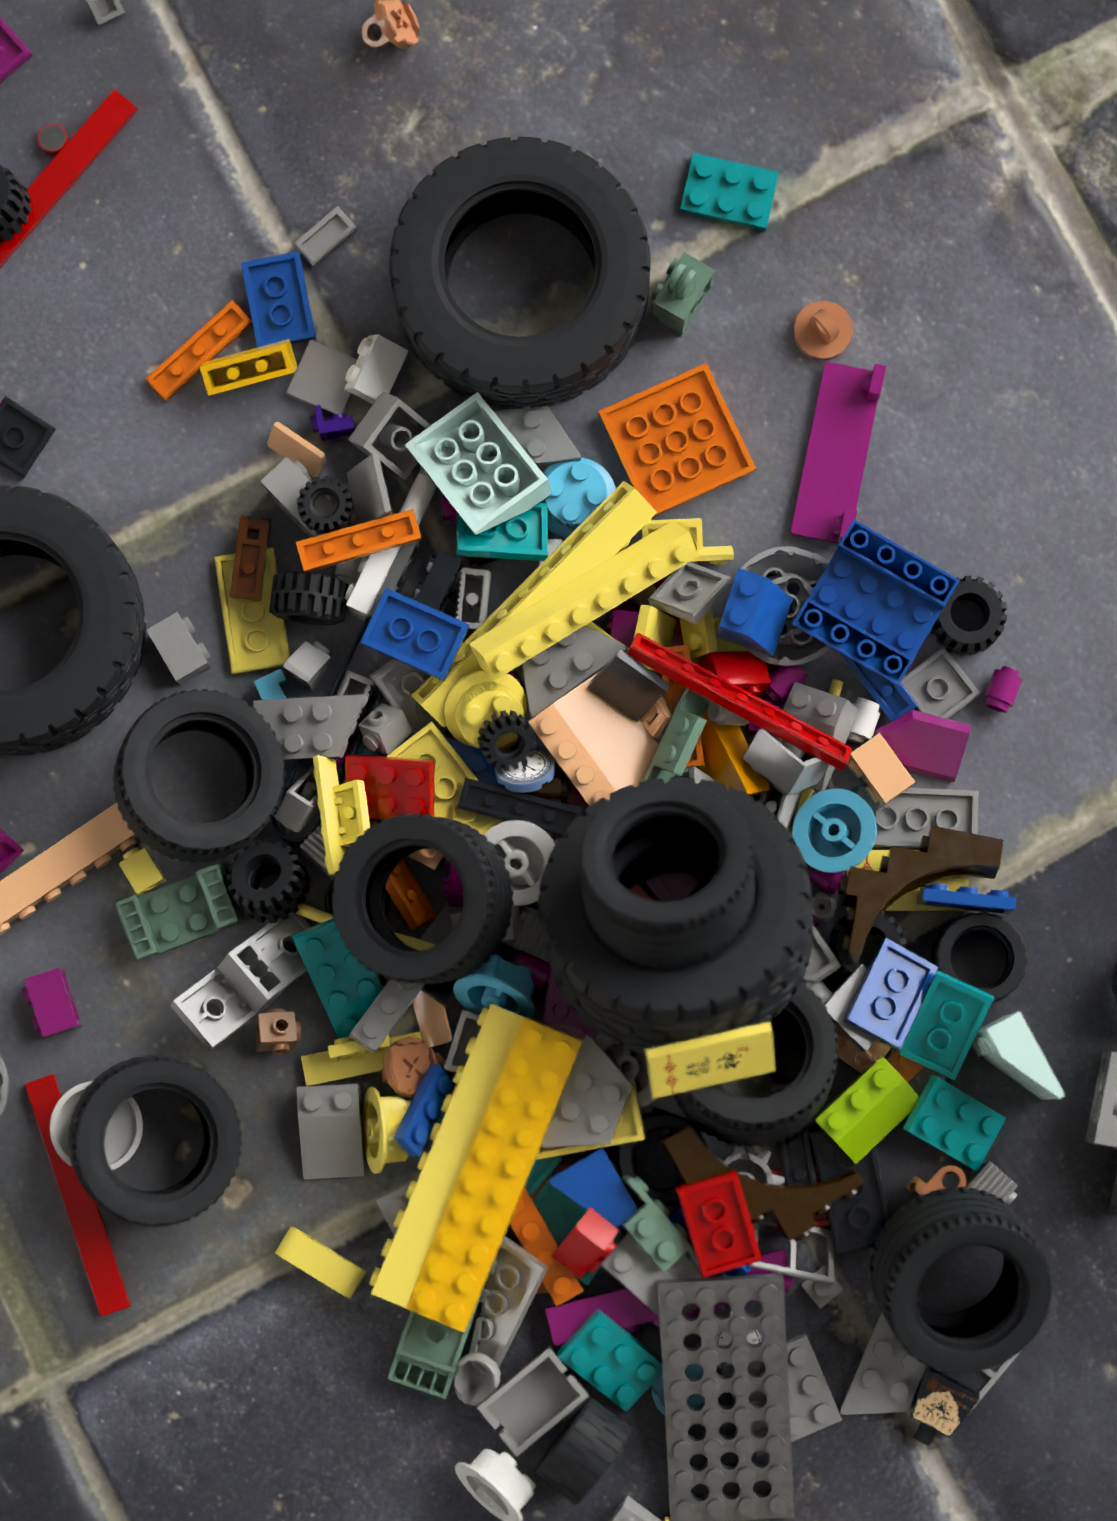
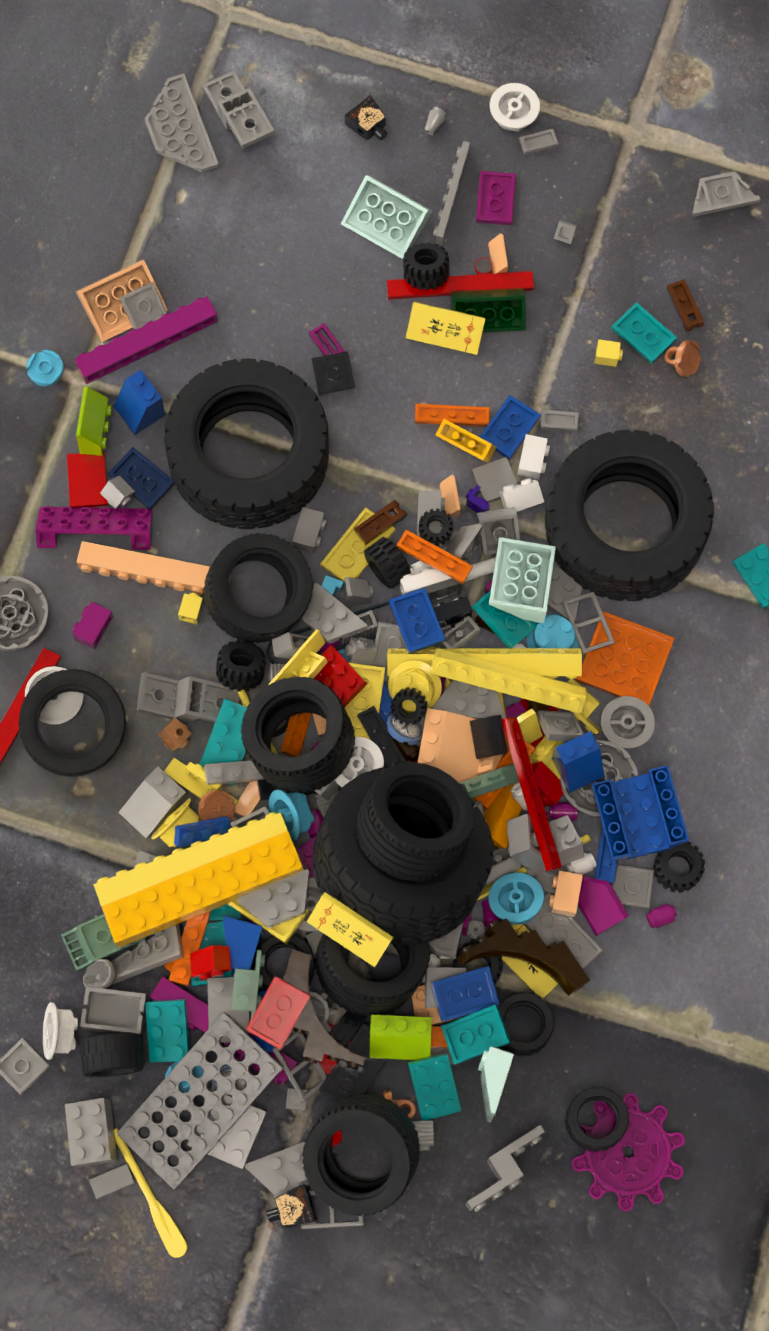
camera: 40 degrees right, 10 degrees down
(56, 107) = (498, 254): none -> light nougat slope
(87, 256) = (445, 328): none -> light yellow tile
(113, 186) = (501, 307): none -> dark green slope
(179, 913) = (187, 642): sand green plate -> none
(300, 102) = (608, 353): none -> light yellow brick
(315, 37) = (644, 333): none -> teal plate
(320, 1262) = (86, 855): light yellow beam -> none
(340, 309) = (532, 457): none -> white brick
(605, 421) = (601, 618): none -> light grey window
(682, 293) = (694, 596): sand green brick -> none
(754, 511) = (627, 722): none -> light grey piece
(823, 330) = (743, 677): nougat tile -> none
(837, 451) = (696, 734): magenta bracket -> none
(966, 899) = (544, 988): blue plate -> none

